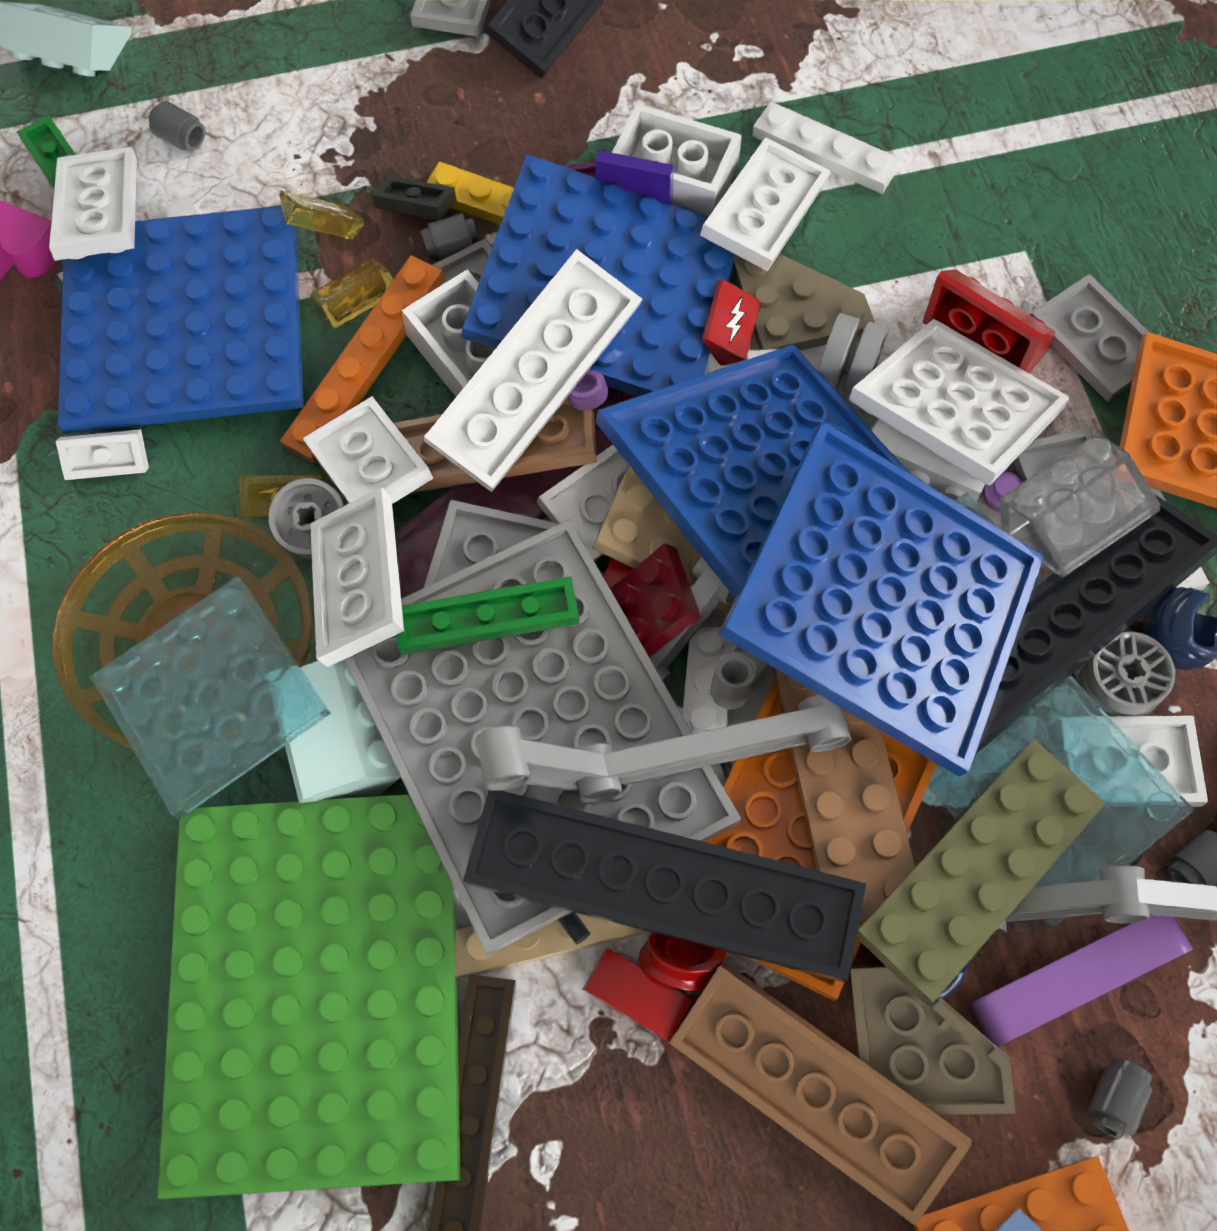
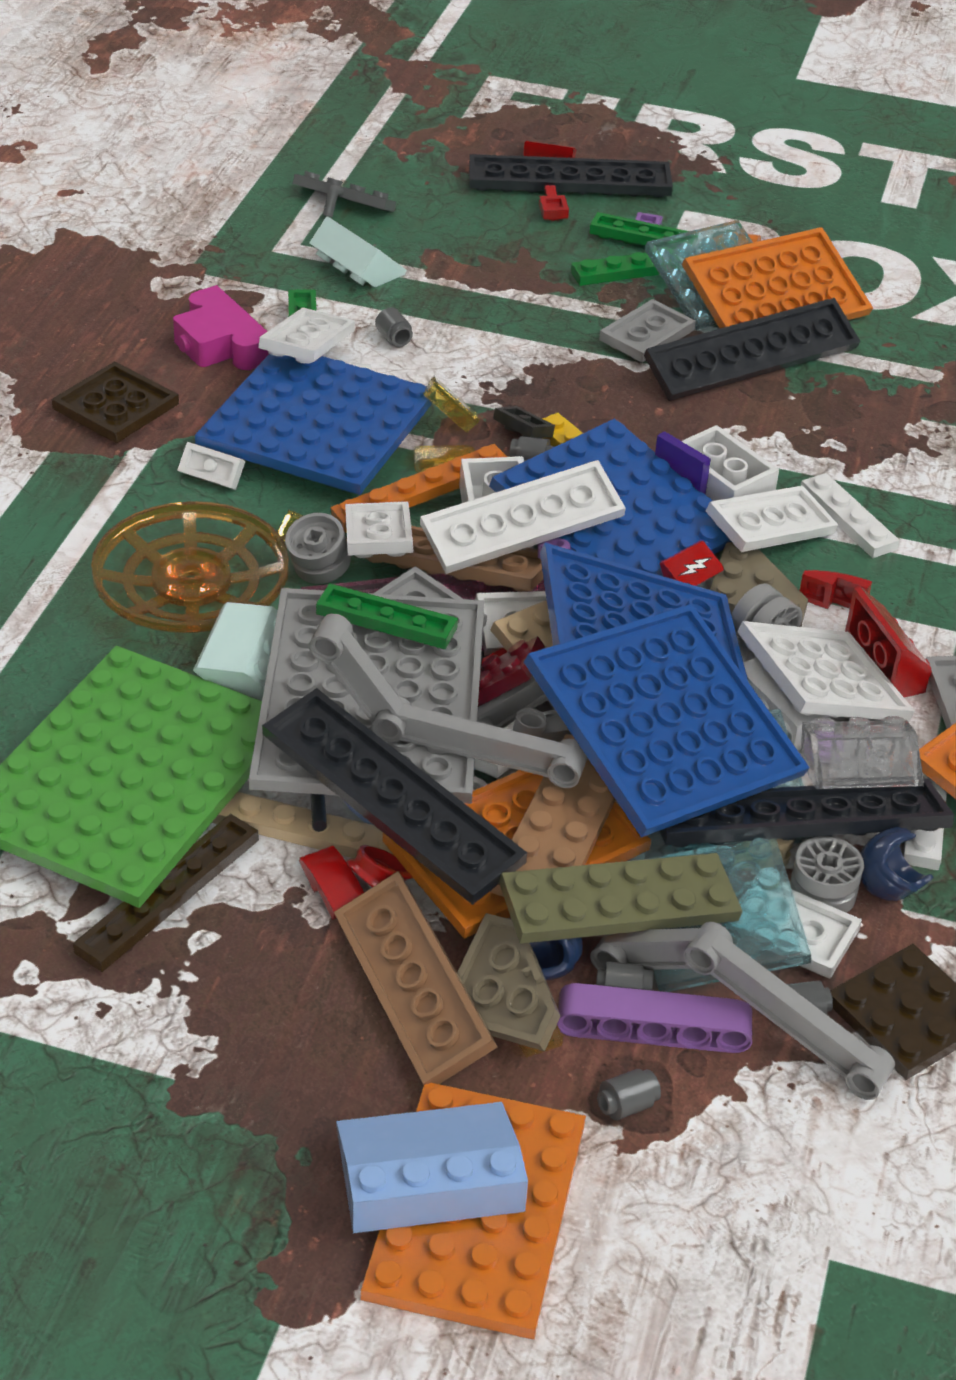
camera: 25 degrees right, 25 degrees down
(209, 697) = (180, 593): clear light blue plate -> none
(355, 578) = (317, 563): white plate -> none
(895, 261) = (827, 587): none -> red slope
(1024, 949) = (625, 976): none -> dark grey brick

